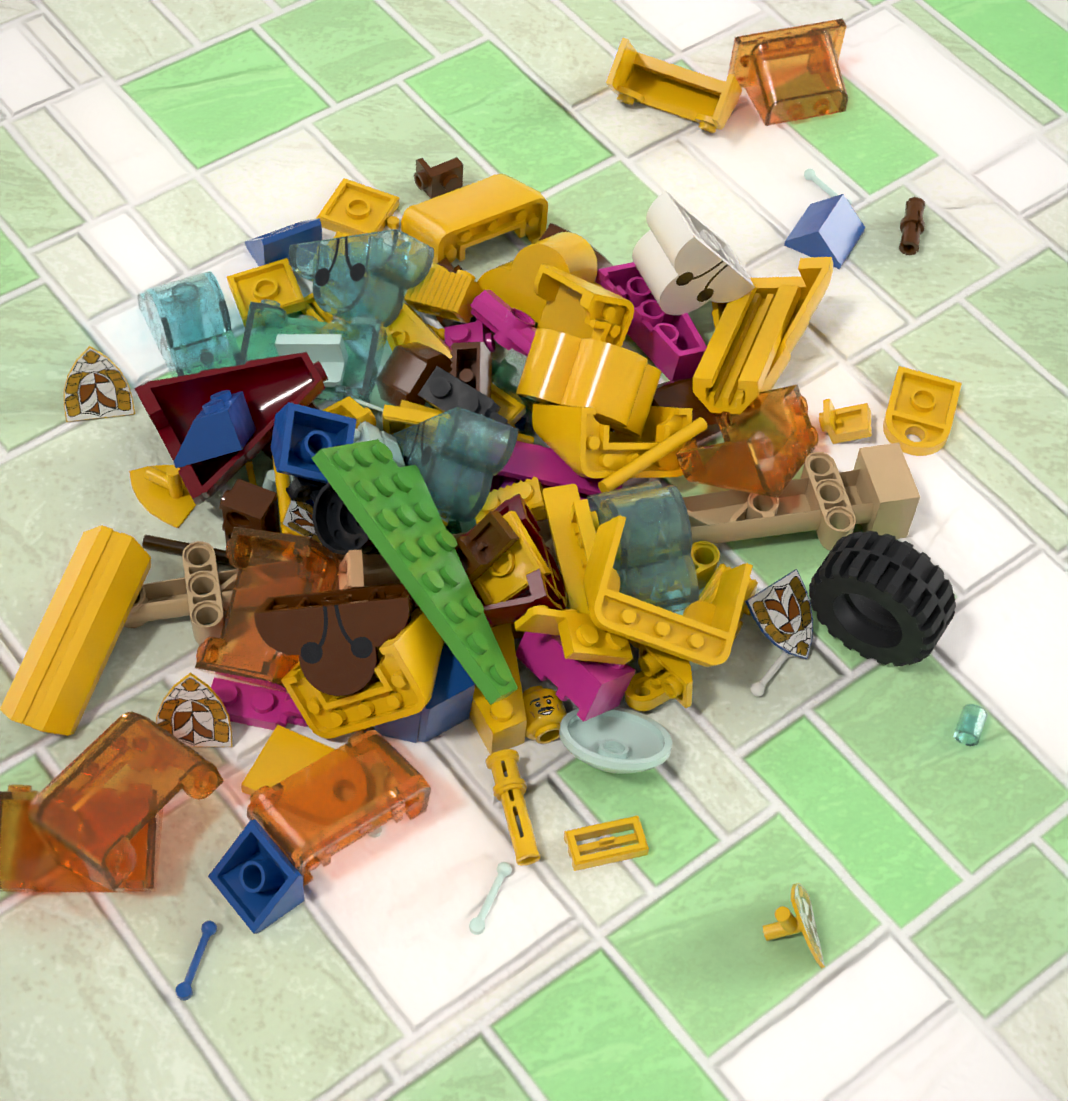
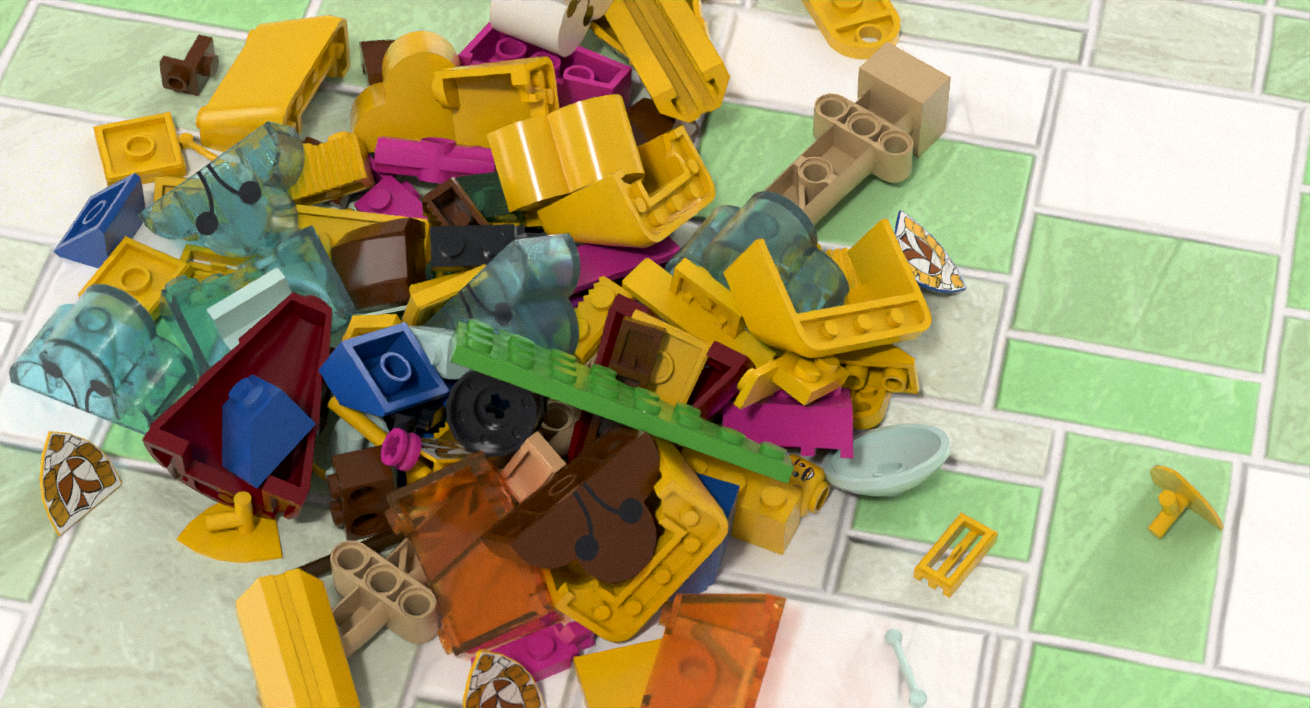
camera: 35 degrees left, 5 degrees down
(277, 503) = (401, 449): none -> dark pink bush
(511, 789) = (834, 567): yellow pin -> none
(653, 455) = (688, 189): yellow bar -> none
(758, 688) = (951, 341): white hinge -> none
(760, 446) = (760, 127): clear orange windscreen -> none
(846, 422) = (804, 60): yellow bracket -> none
(882, 598) = (1002, 184): black tyre -> none
(970, 725) = (1152, 251): clear light blue hinge -> none

